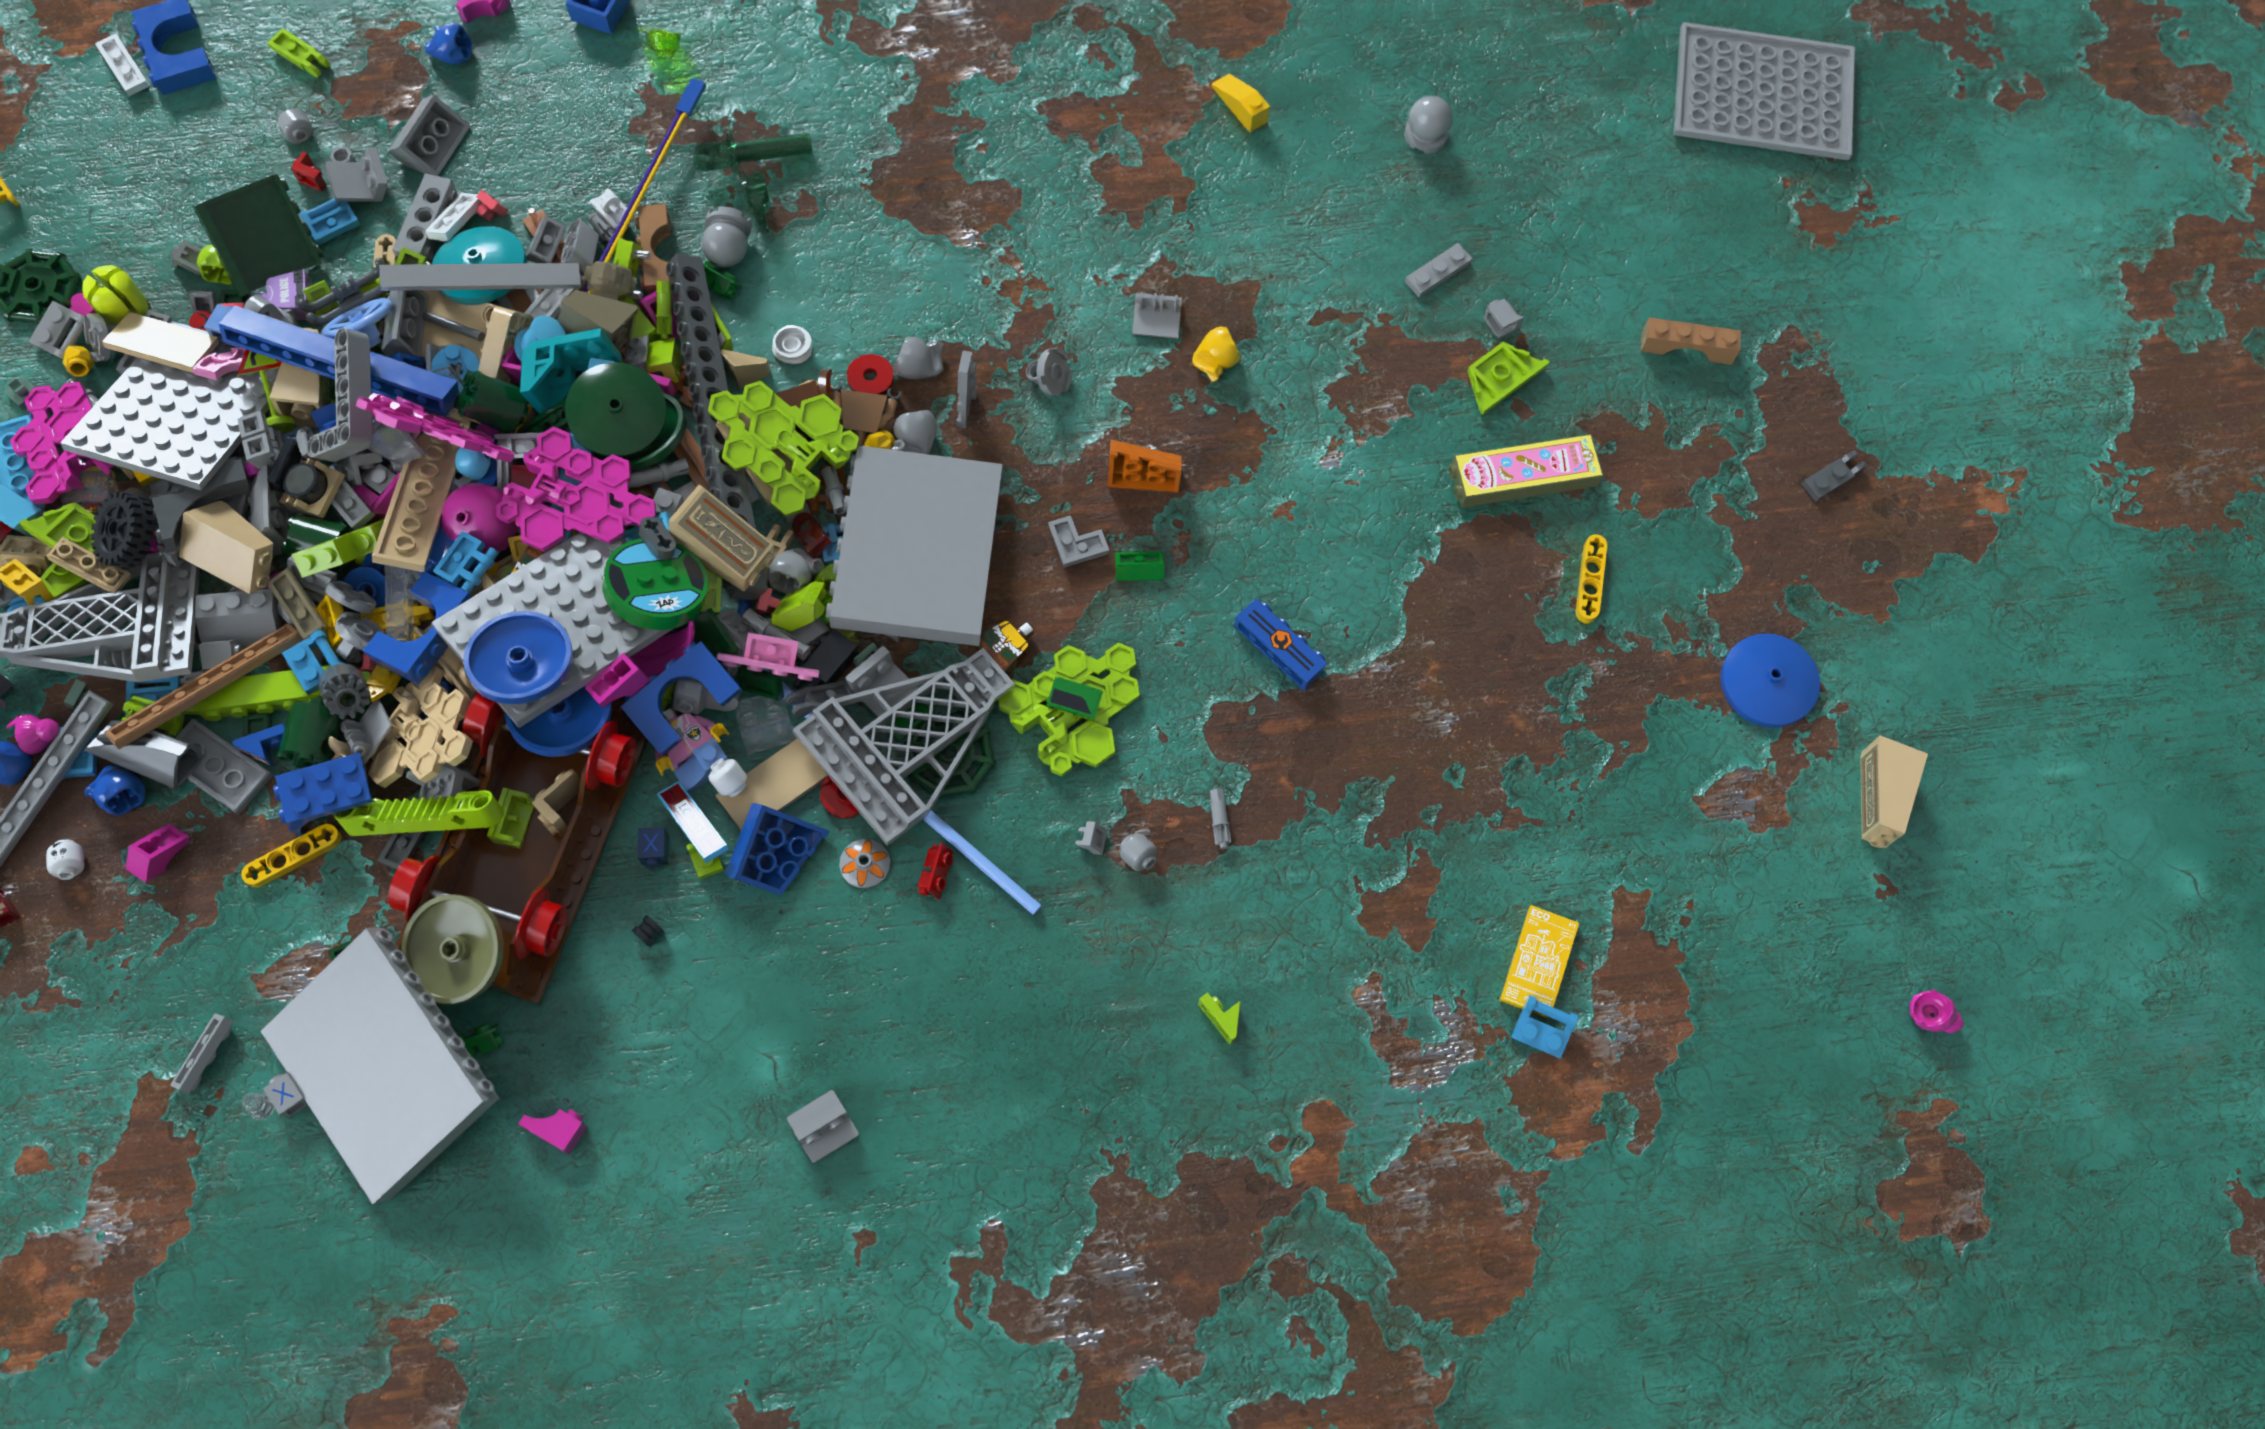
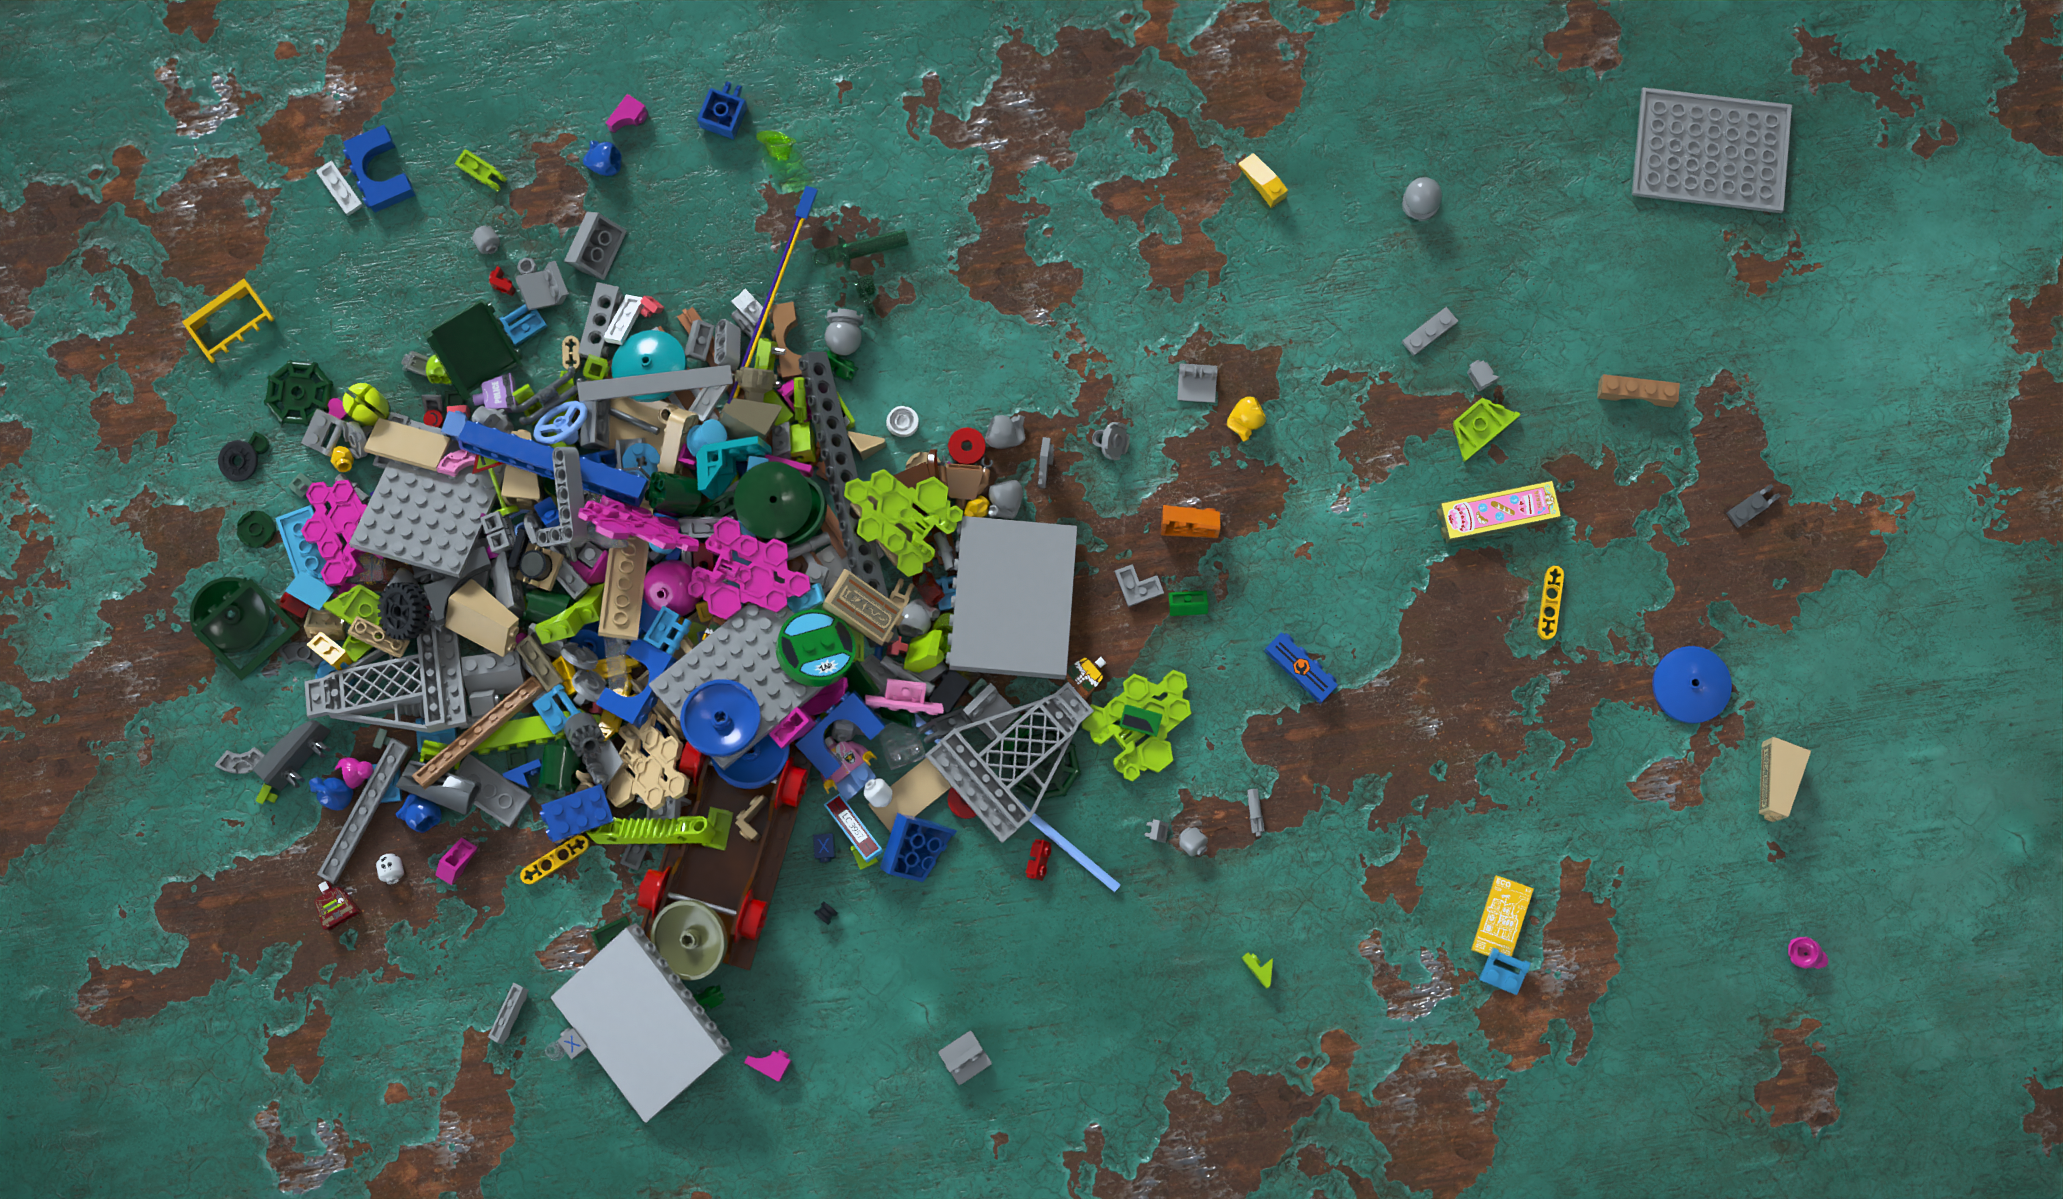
camera: 10 degrees right, 10 degrees up
(660, 536) = (815, 610): dark grey beam -> none
(869, 874) = (984, 864): light grey dish -> none

